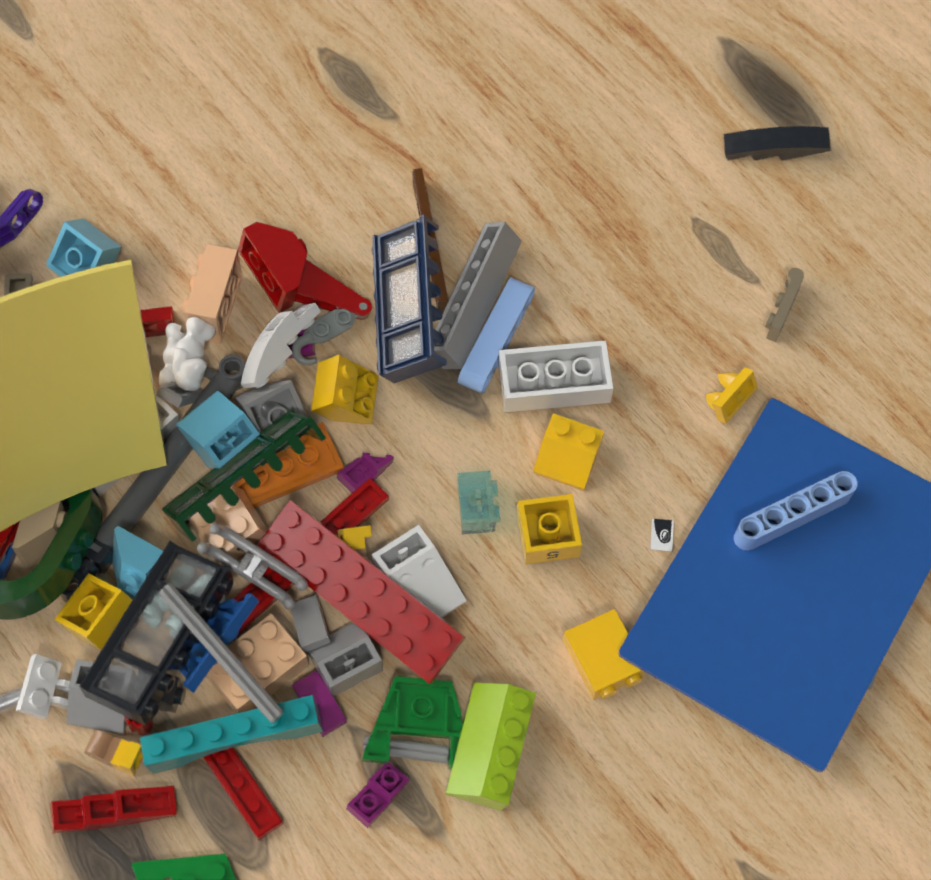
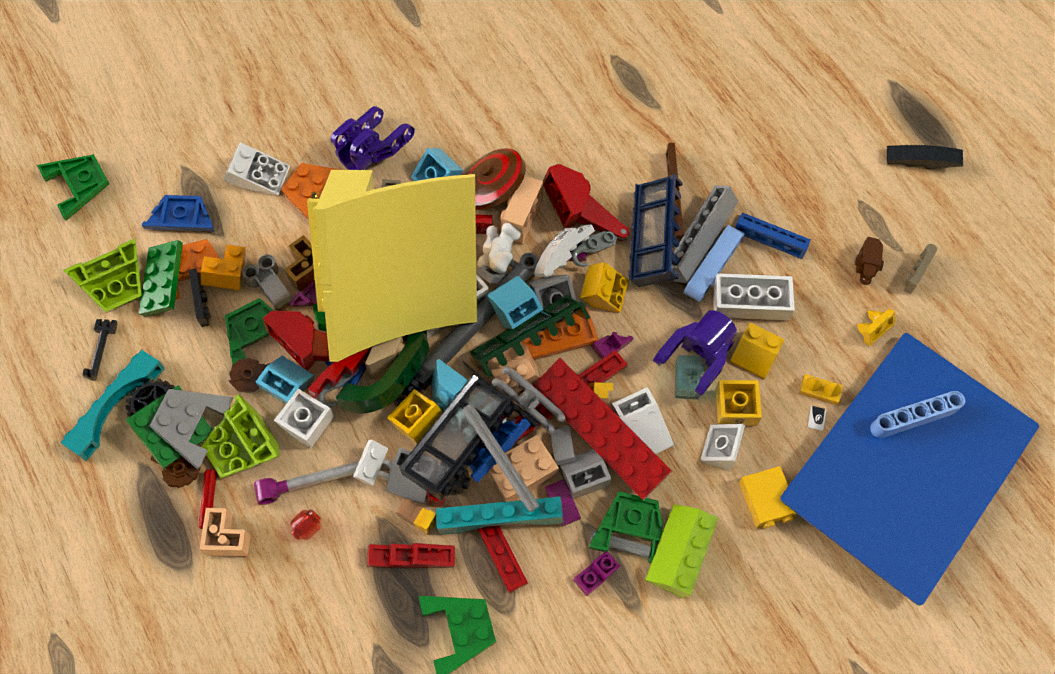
camera: 10 degrees right, 0 degrees up
(168, 253) = (497, 177): none -> reddish brown dish
(255, 590) = (517, 408): none -> black sword
(498, 444) = (709, 339): none -> dark purple piece
(533, 591) = (722, 445): none -> white slope
(575, 284) = (773, 235): none -> blue fence
(663, 493) = (821, 389): none -> yellow tile
(713, 302) = (869, 260): none -> reddish brown hinge

